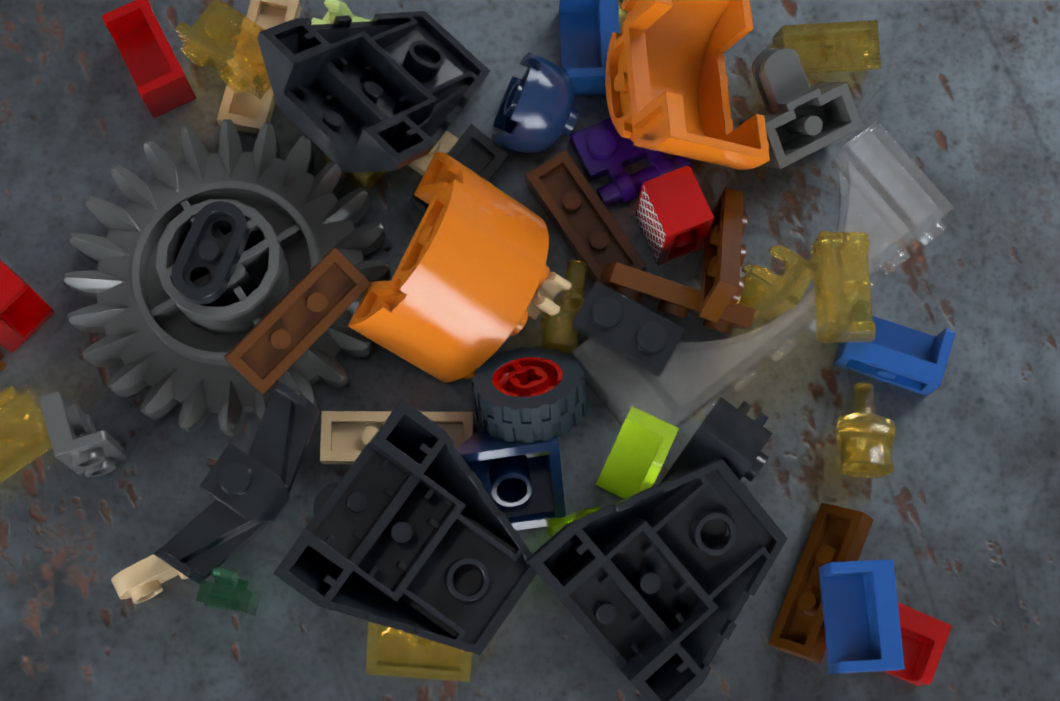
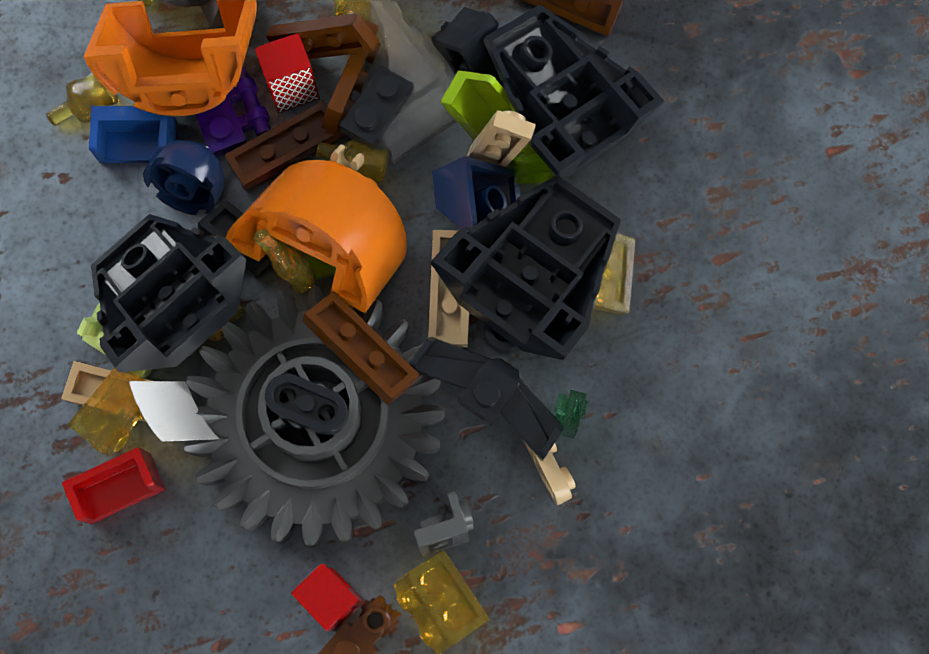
camera: 85 degrees left, 0 degrees up
(218, 105) = (170, 410): none -> white sticker
(403, 222) = (287, 261): none -> clear yellow piece
(529, 394) = (424, 181): black wheel -> none
(581, 488) = (502, 138): none -> tan plate

